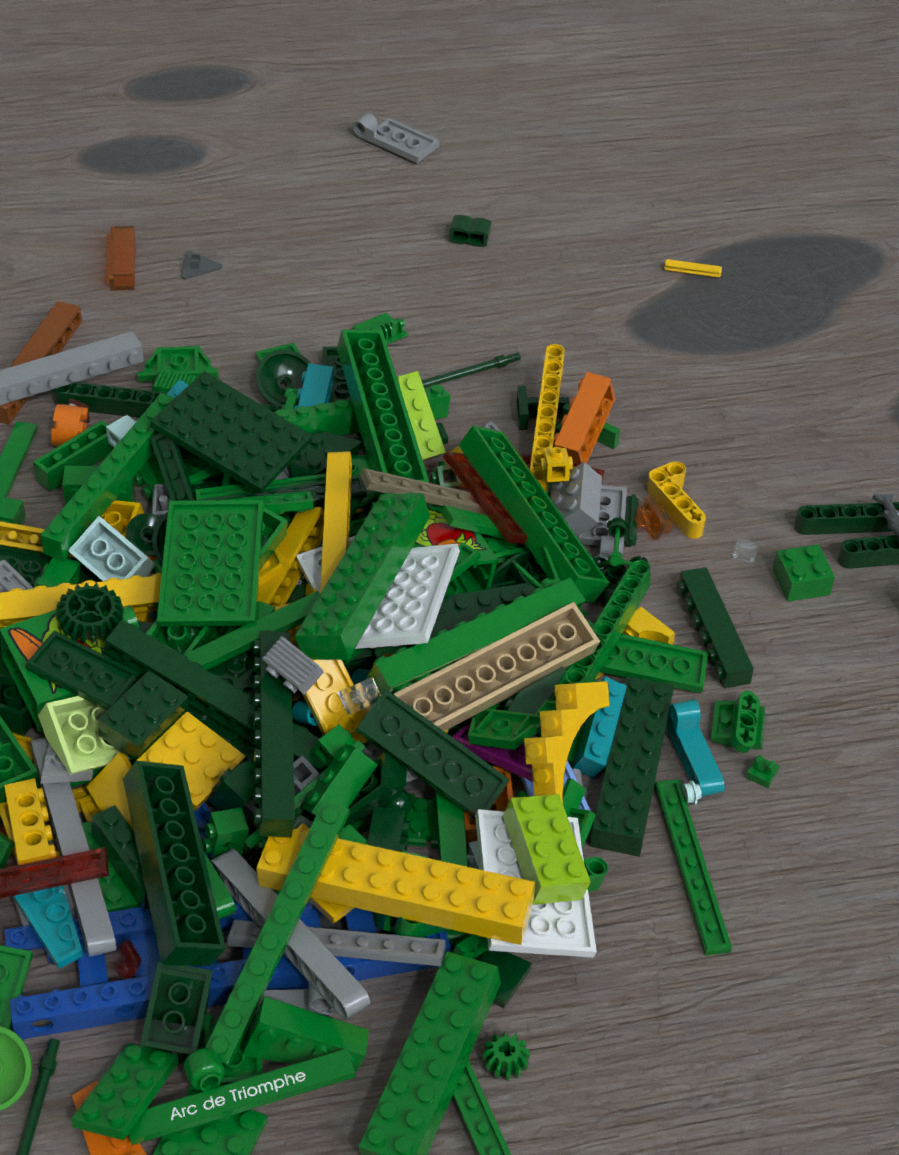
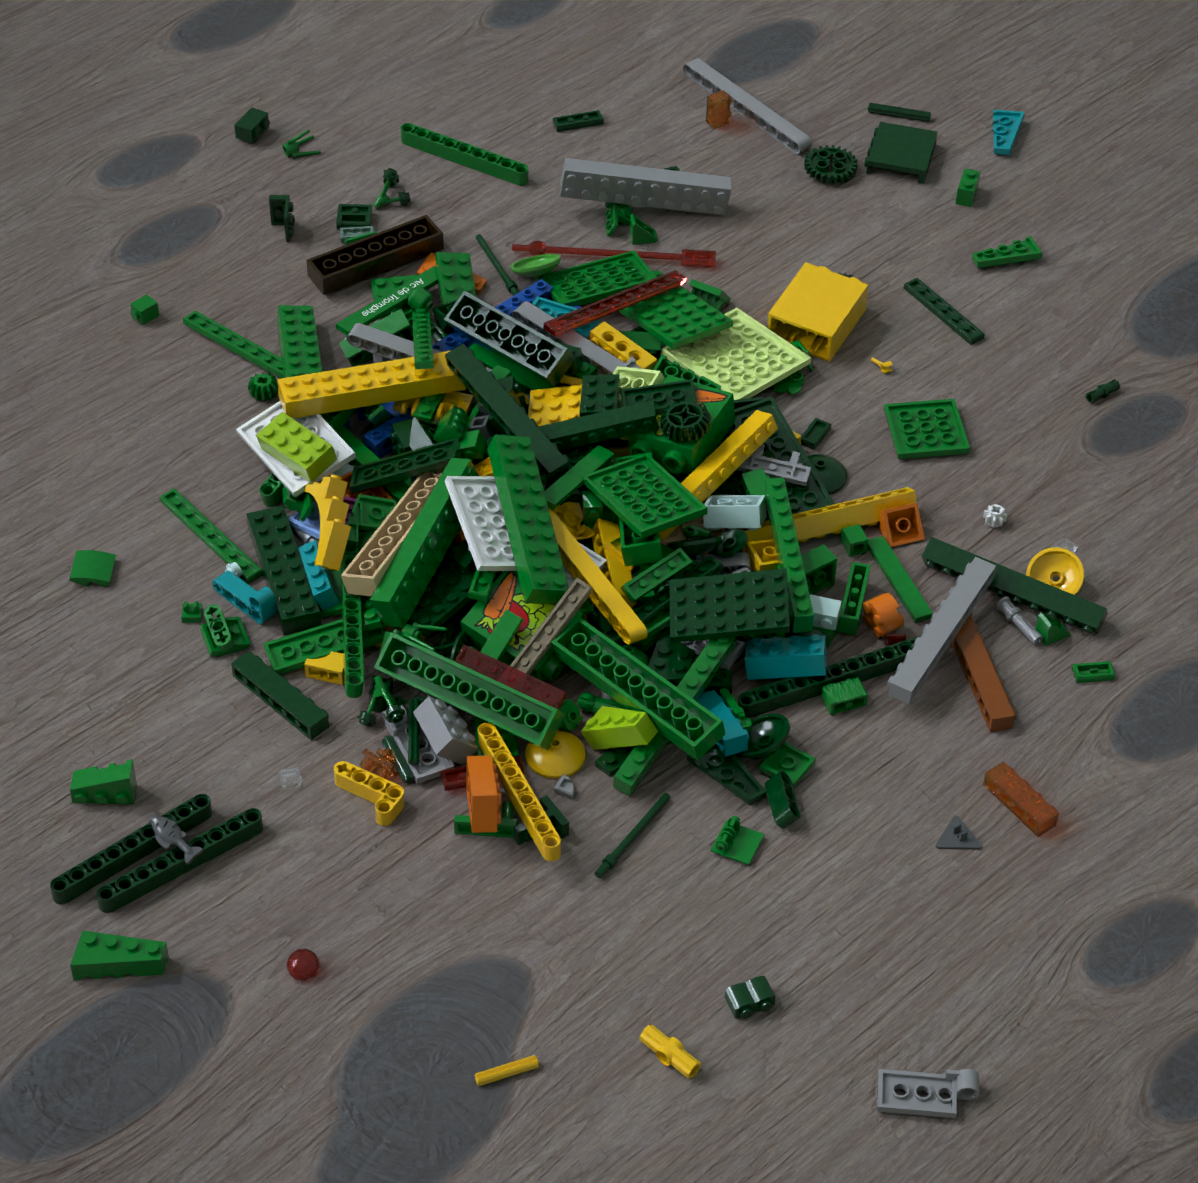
camera: 150 degrees right, 0 degrees up
(177, 359) = (865, 721): green wing -> none
(292, 665) = (521, 428): light grey brick -> none
(316, 333) = (782, 800): none -> dark green beam
(359, 695) = (479, 462): clear bracket -> none
(556, 464) = (472, 724): yellow brick -> none
(559, 226) = (670, 1051): none -> yellow piece
(609, 513) = (413, 733): none -> dark green axle
(803, 572) = (232, 769): green brick -> none
(817, 397) = (303, 964): none -> clear red hair
(859, 882) = (92, 567): none -> green slope

